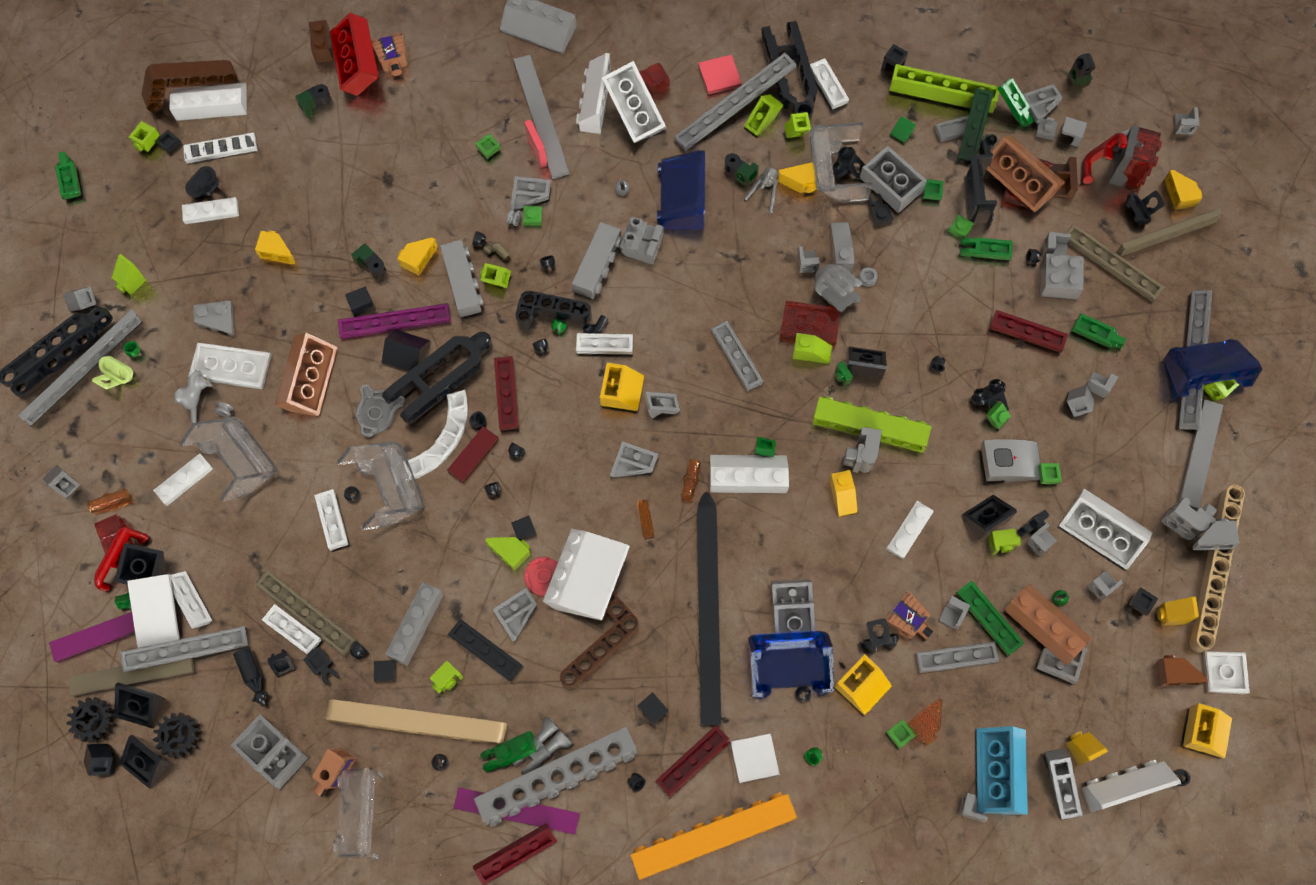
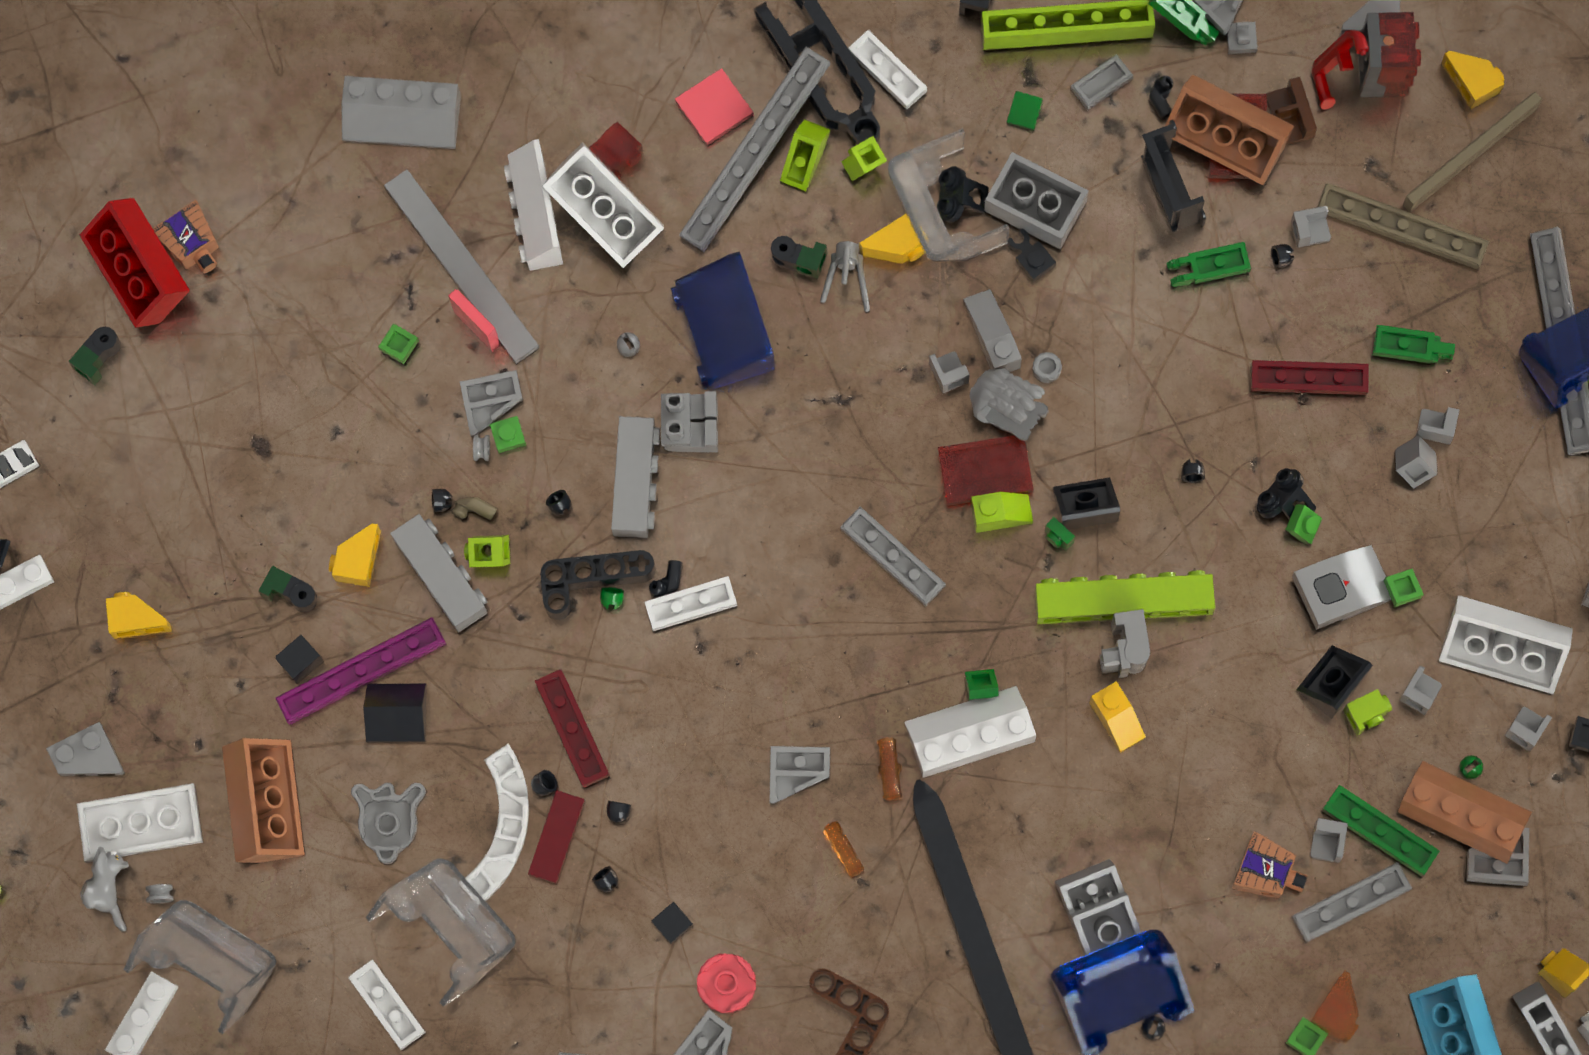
camera: 15 degrees left, 5 degrees up
(320, 41) = (70, 254): reddish brown brick -> none
(348, 497) = (398, 962): black hinge -> none
(476, 345) = (499, 670): black piece -> none
(510, 550) = (665, 963): lime slope -> none
(538, 345) = (595, 636): black hinge -> none
(586, 574) = (790, 962): white slope -> none
(621, 387) = (741, 664): yellow slope -> none
(661, 403) = (808, 669): light grey slope -> none
(863, 684) = (1234, 987): yellow slope -> none
(873, 641) = (1246, 910): black bracket -> none
(909, 530) = (1229, 738): white plate -> none
(933, 189) = (1101, 195): green plate -> none
(961, 227) = (1161, 242): bright green plate -> none
(975, 124) = (1133, 72): dark green tile -> none
(1035, 522) = (1404, 668): black plate -> none
(1062, 276) = (1333, 275): light grey brick -> none
(1075, 129) = (1283, 29): light grey panel -> none
(1139, 206) = (1419, 126): black bracket -> none

